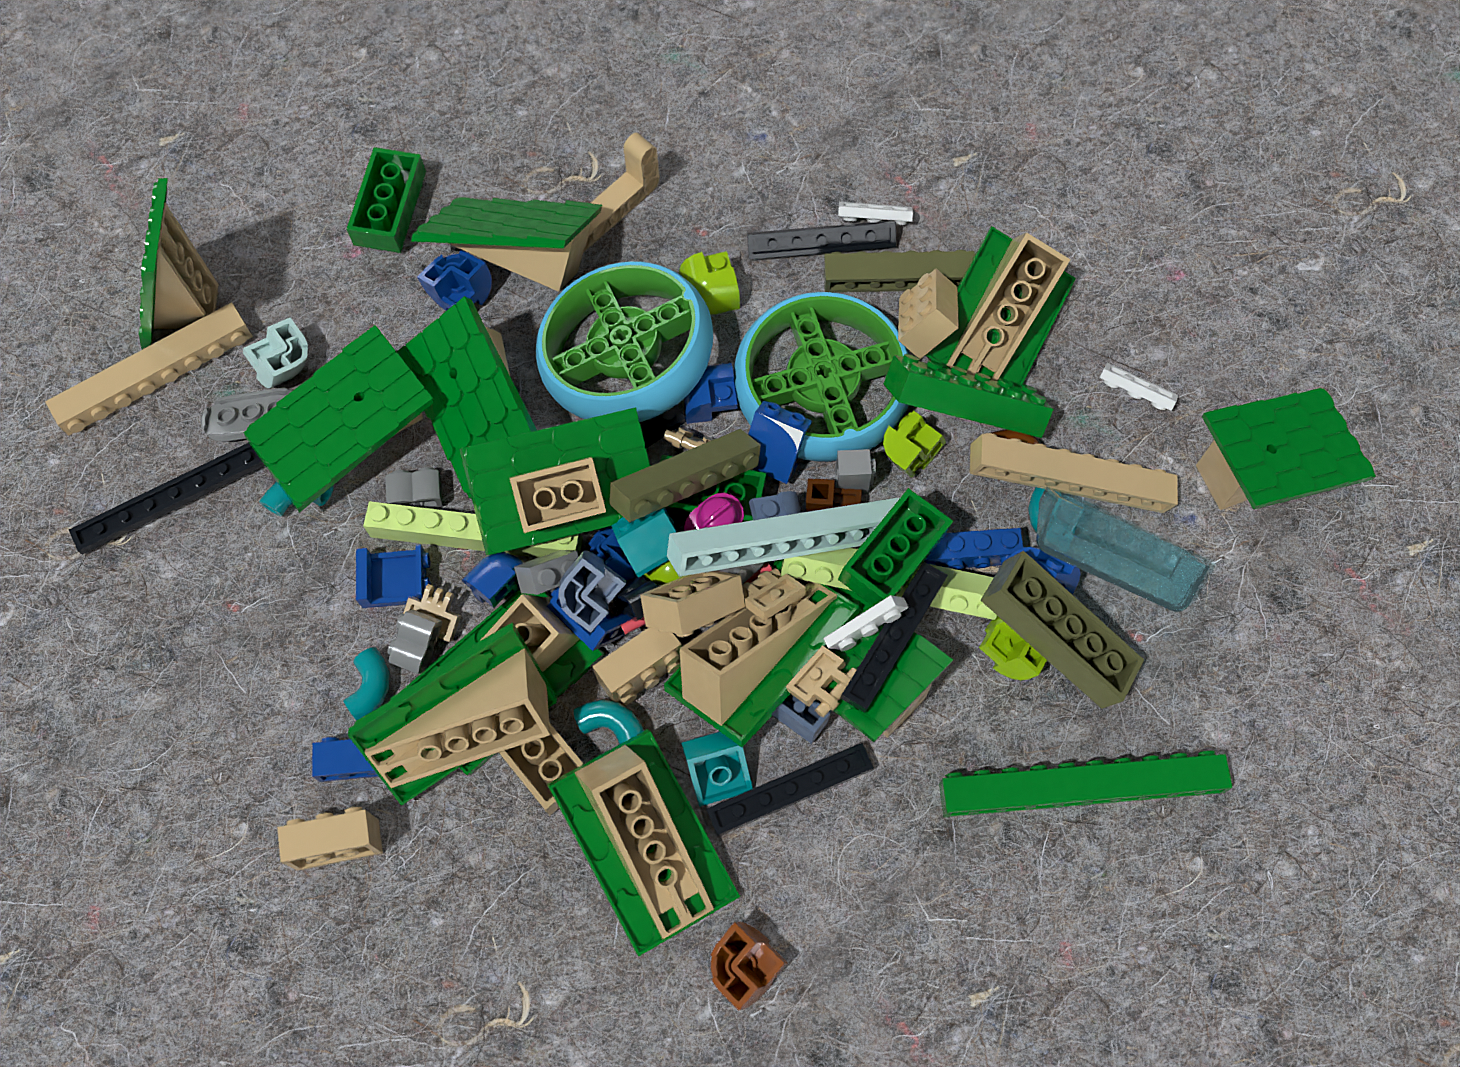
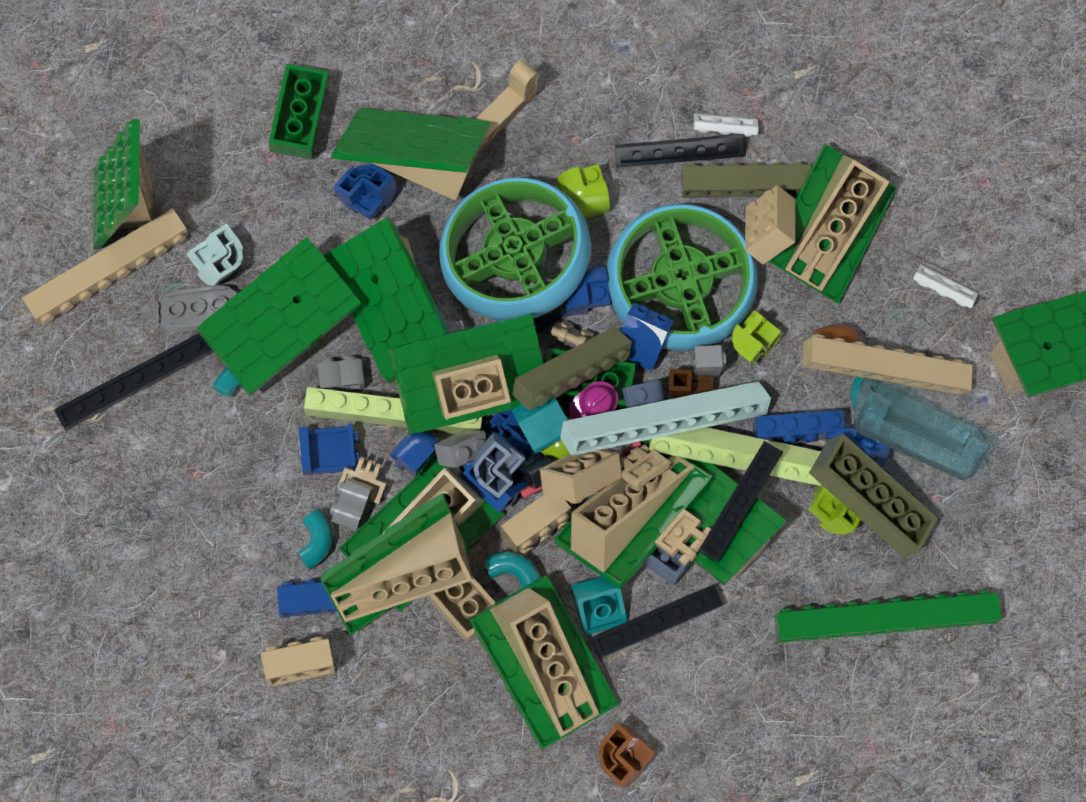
camera: 10 degrees left, 5 degrees up
(866, 623) = (718, 492): white plate -> none
(895, 549) = (741, 432): green brick -> none
(967, 395) = (802, 299): green brick -> none

